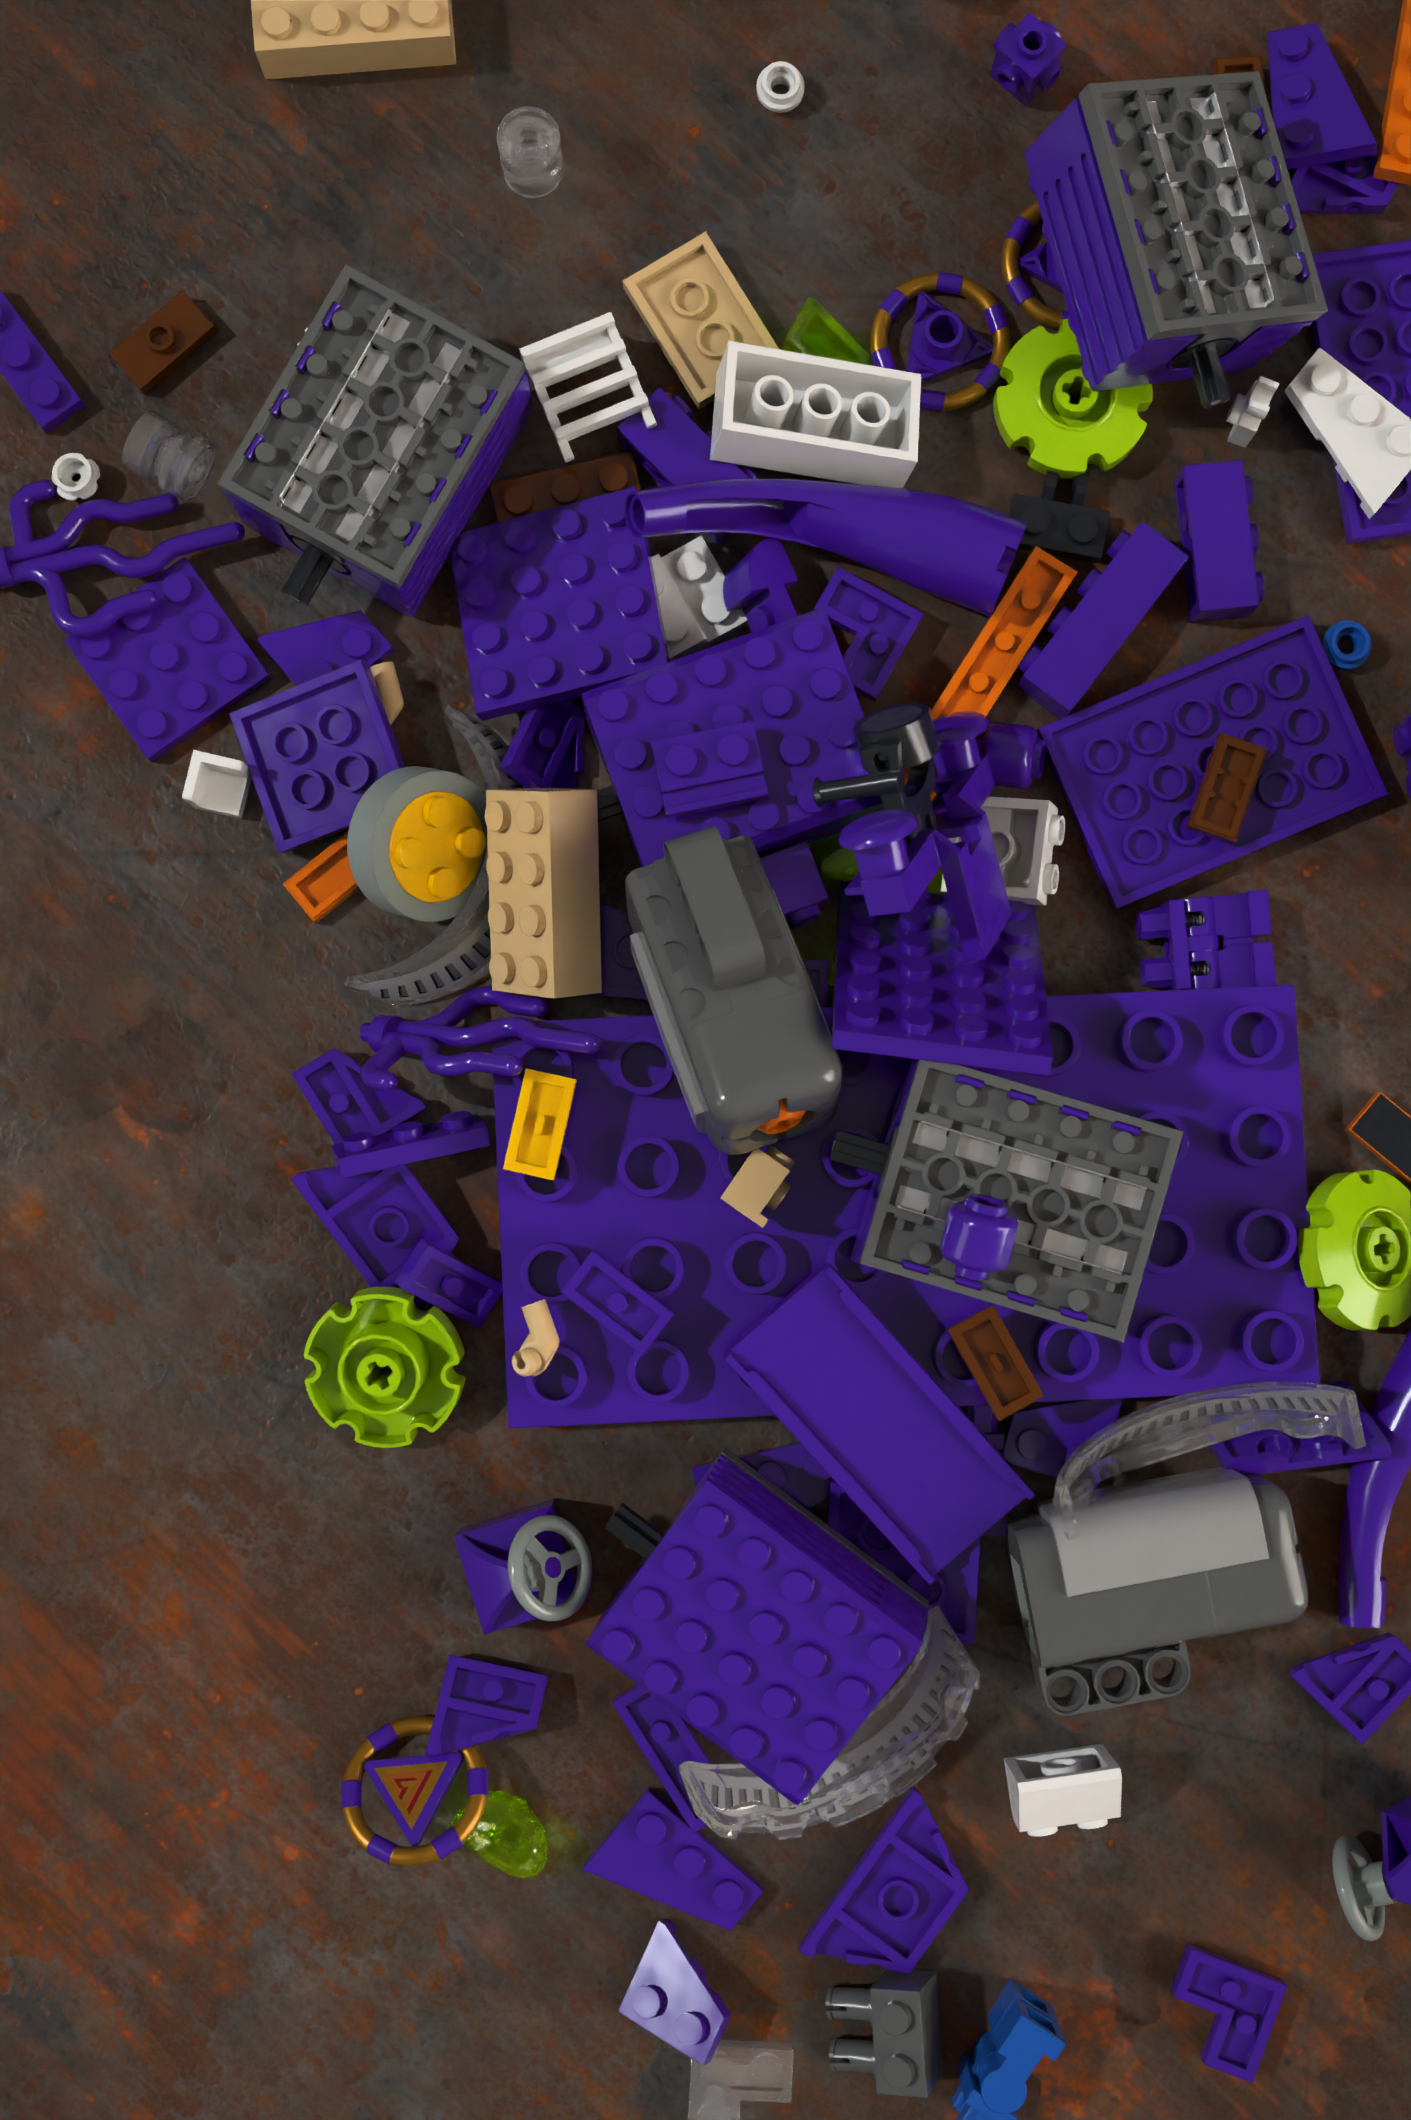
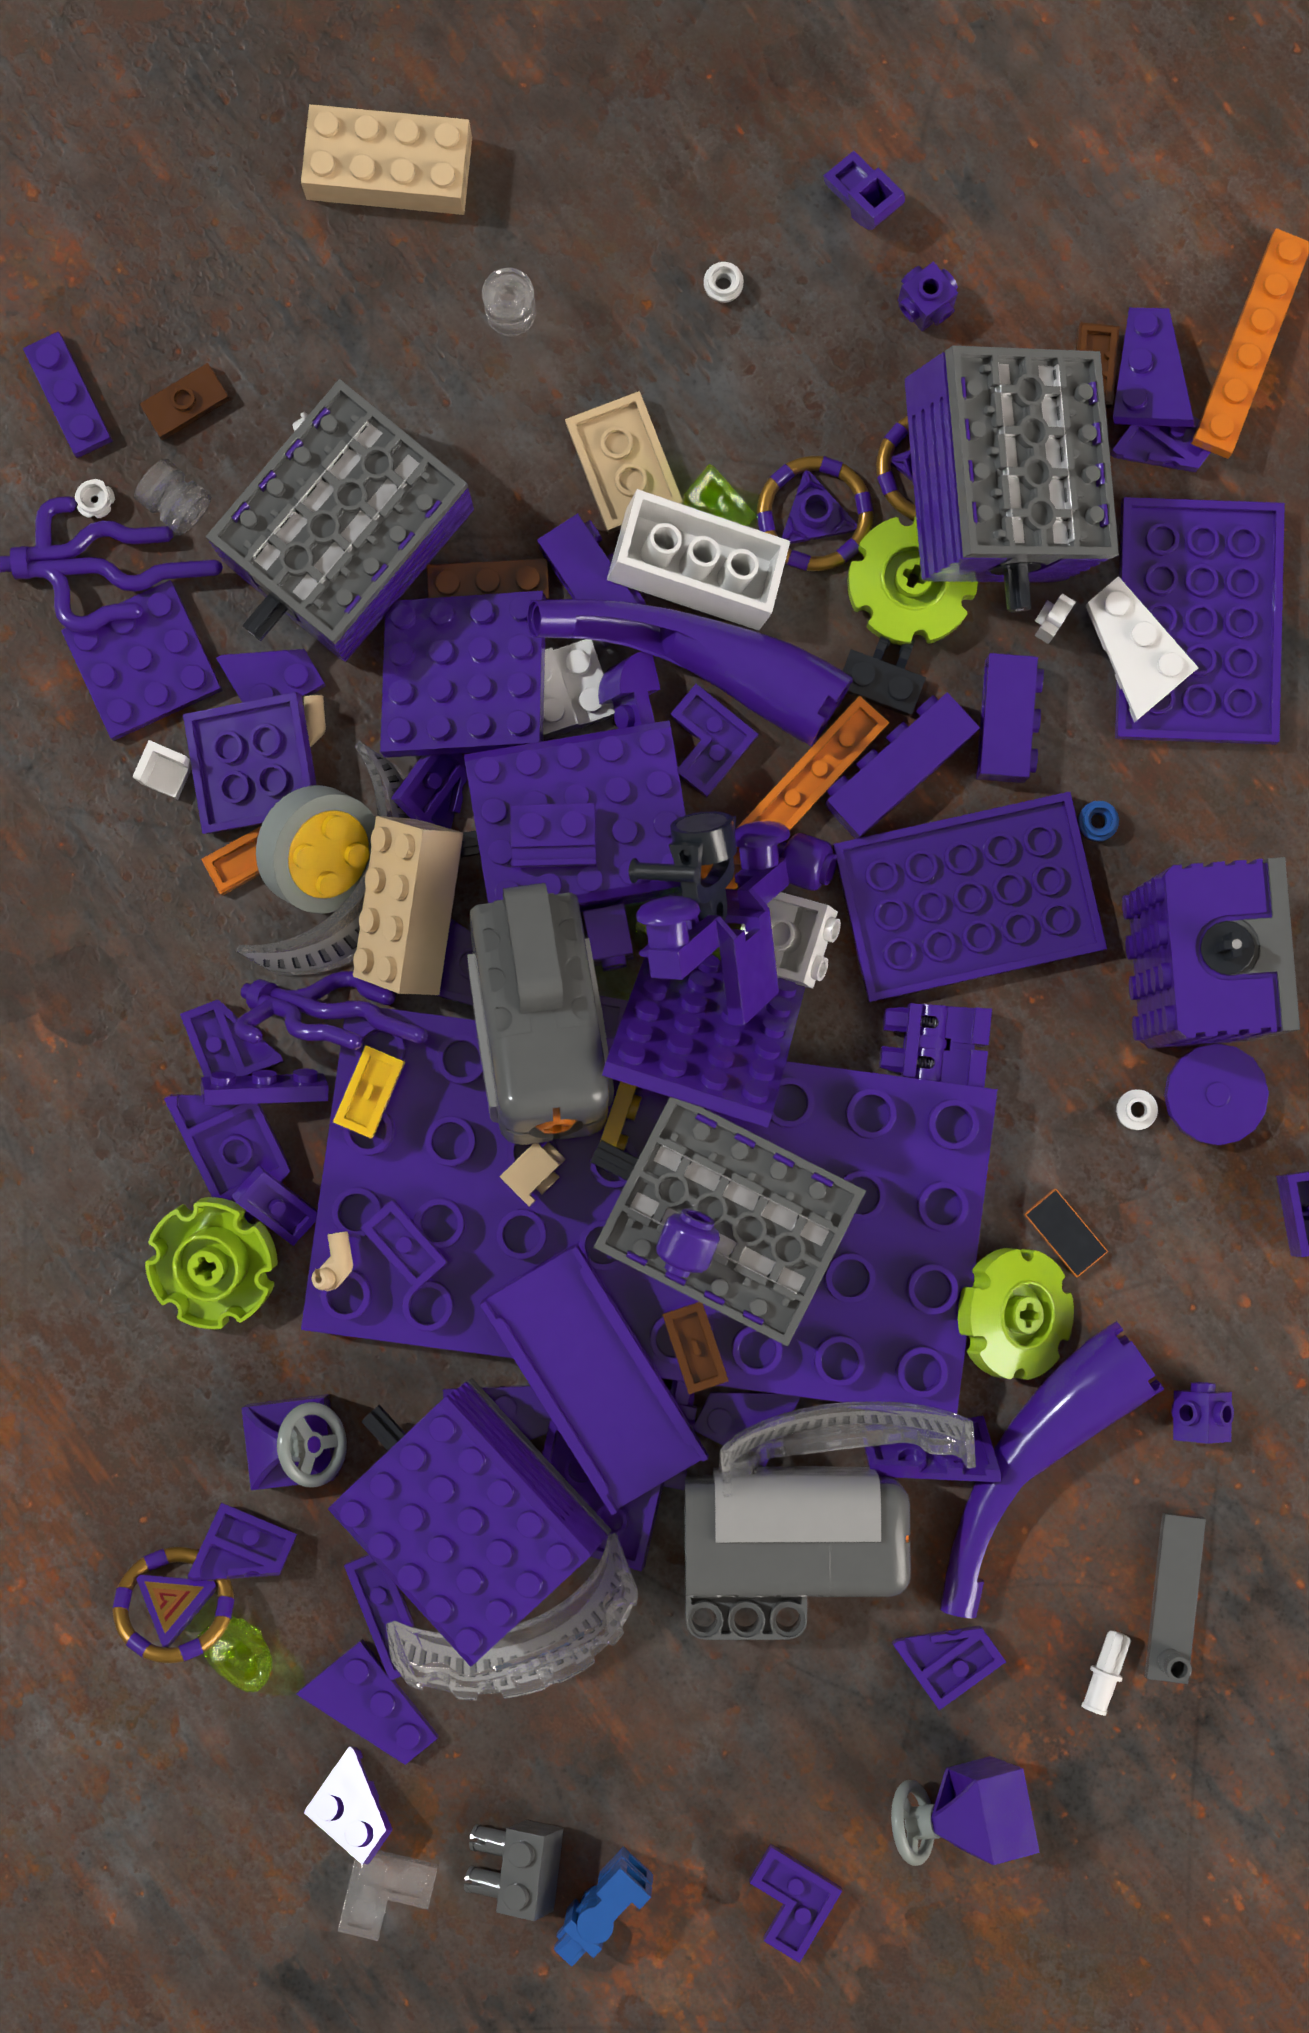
camera: 15 degrees right, 0 degrees up
(574, 353) = (514, 473): white plate -> none
(855, 1085) = (623, 1107): none -> yellow plate
(892, 1896) = (540, 1761): dark purple wing -> none
(1064, 1789) = (692, 1701): white slope -> none
(1226, 788) = (974, 921): reddish brown plate -> none

